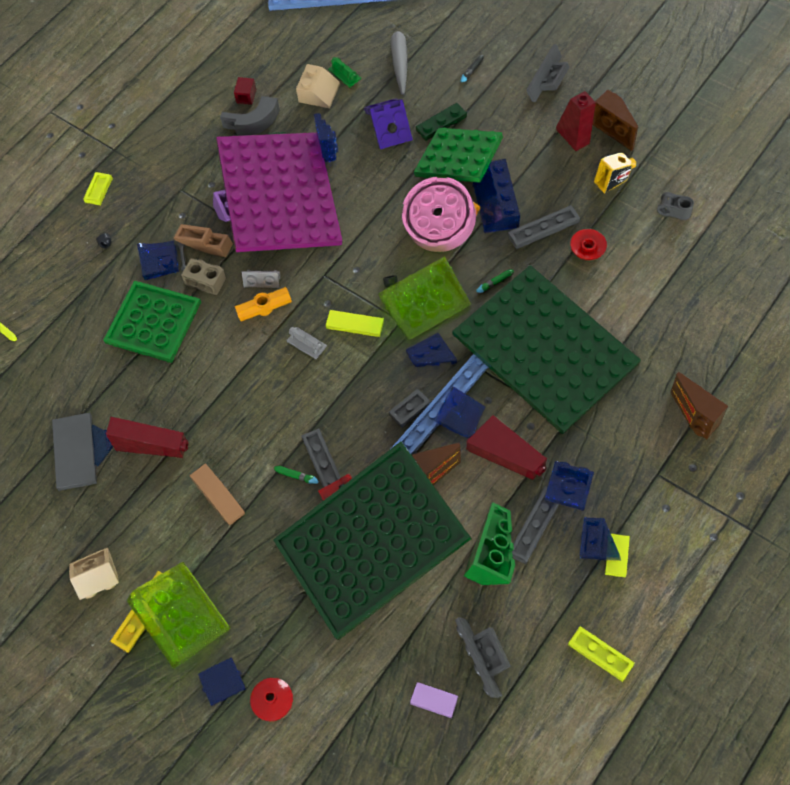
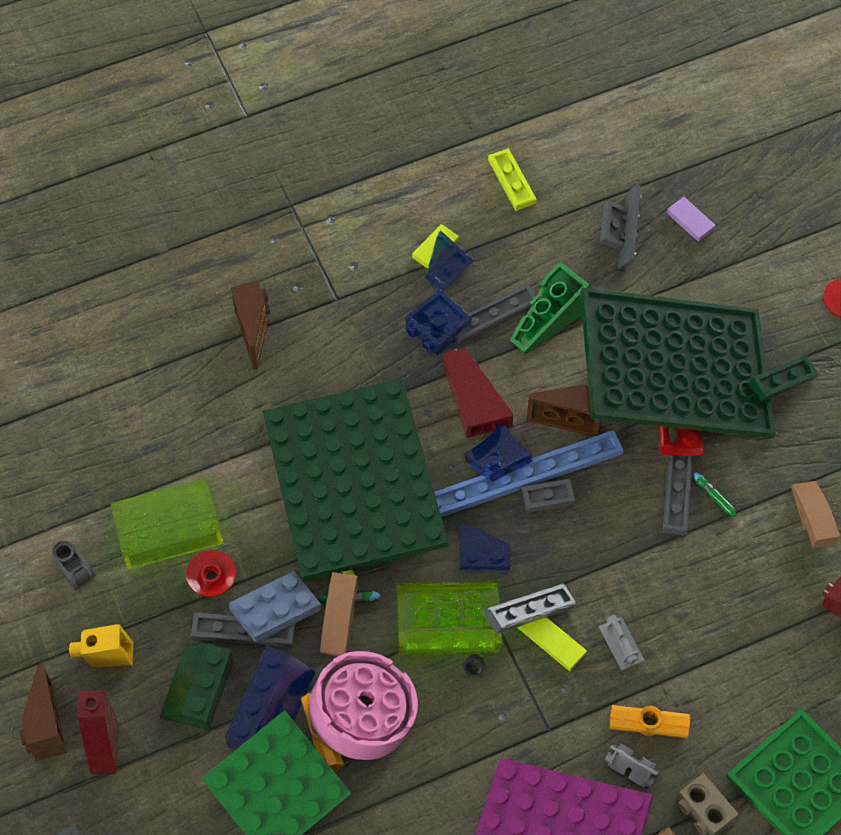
camera: 155 degrees left, 0 degrees up
(286, 585) = (783, 378): none -> dark green plate
(373, 321) = (530, 608): none -> tile
(493, 264) = (338, 614): none -> medium nougat slope
(534, 244) = (274, 606): none -> sand blue plate
(545, 185) = (198, 685): none -> dark green slope
(642, 259) = (166, 523): none -> clear neon green slope

